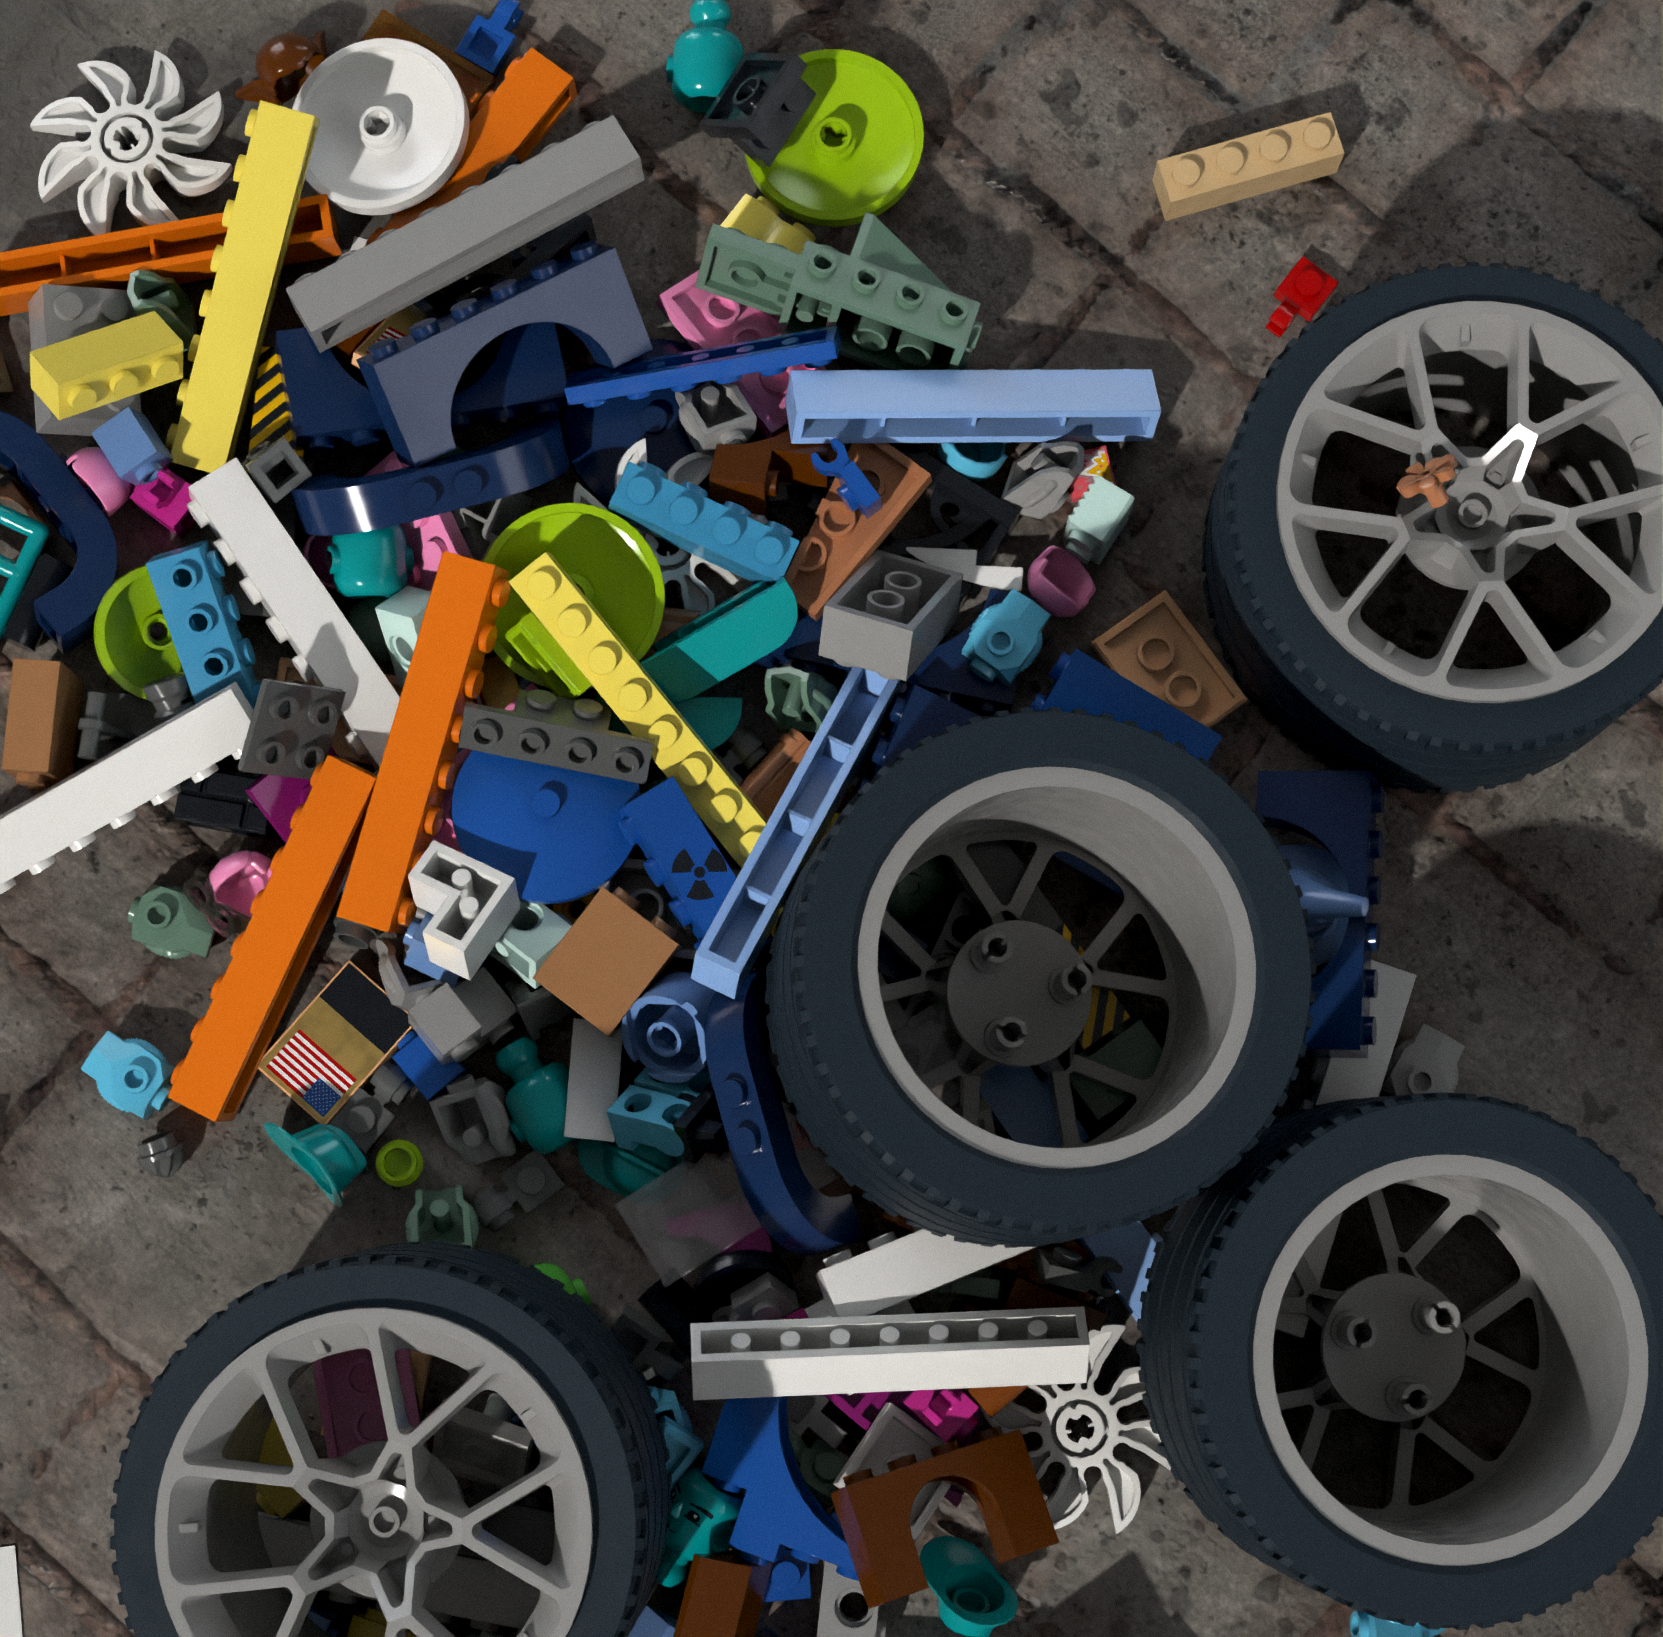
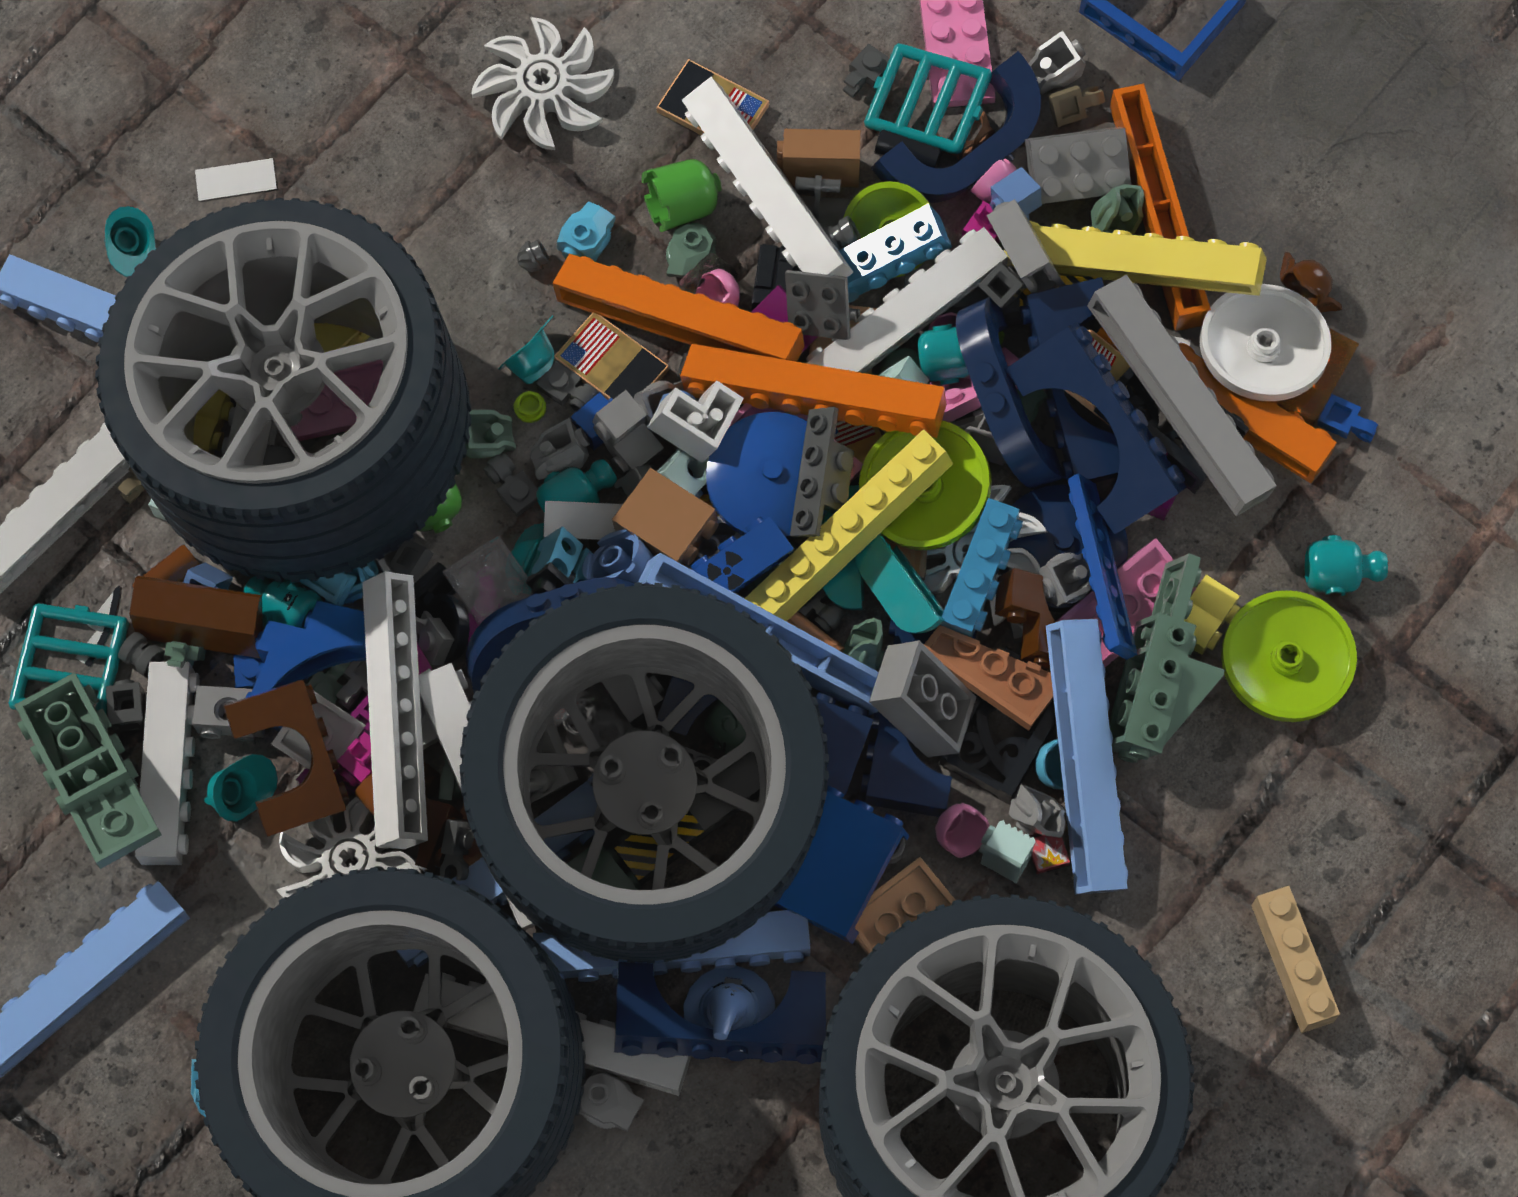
camera: 85 degrees right, 10 degrees down
(81, 931) = (680, 193): none -> bright green cylinder
(106, 365) = (1067, 170): light yellow brick -> none
(108, 134) = (1259, 191): white piece -> none
(221, 434) = (1024, 247): none -> light grey brick
(547, 658) = (875, 465): lime tile -> none
(760, 104) = (1301, 596): black bracket -> none
(855, 488) = (1014, 668): blue plate -> none
(964, 562) = (969, 758): white sticker -> none
(1006, 638) = (912, 784): medium azure hand -> none
(1301, 294) = (1201, 1007): red plate -> none
(1429, 480) = (1015, 1027): nougat plant -> none

